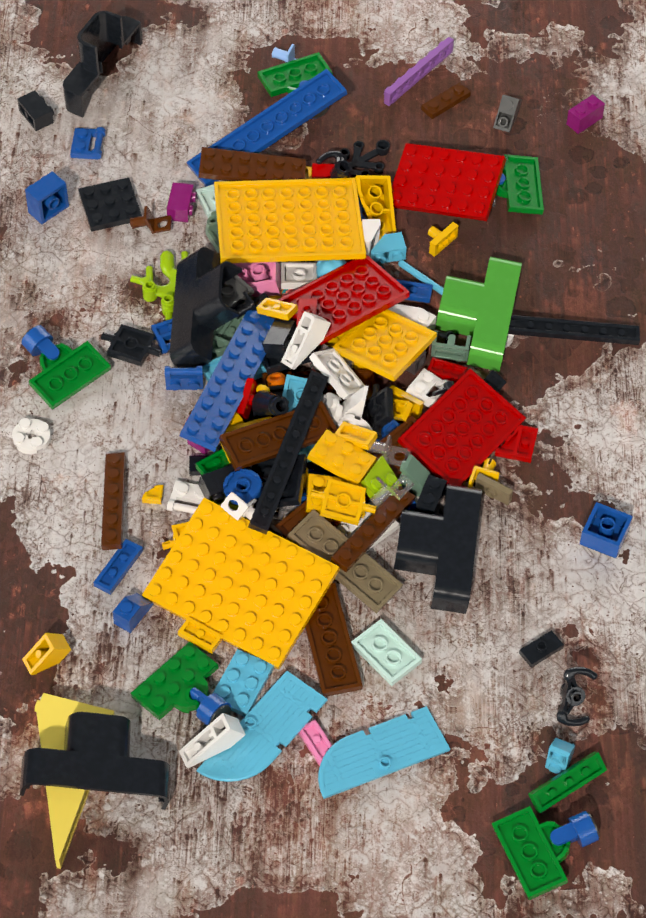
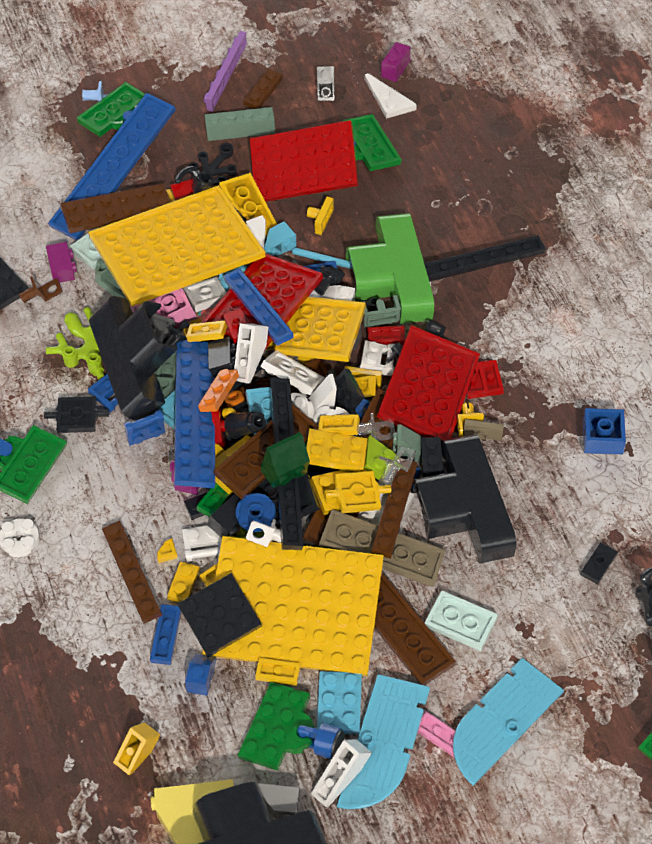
camera: 20 degrees left, 0 degrees up
(148, 744) = (280, 800): none -> light grey slope
(155, 528) = (183, 582): none -> yellow plate
(169, 566) = (219, 615): none -> black plate
(260, 366) = (218, 390): none -> orange plate
(284, 448) = (285, 460): none -> dark green slope
(334, 302) = (258, 306): none -> blue plate
(407, 126) = (239, 124): none -> sand green slope
(416, 299) = (331, 277): none -> black bracket
(562, 149) = (389, 100): none -> white wing

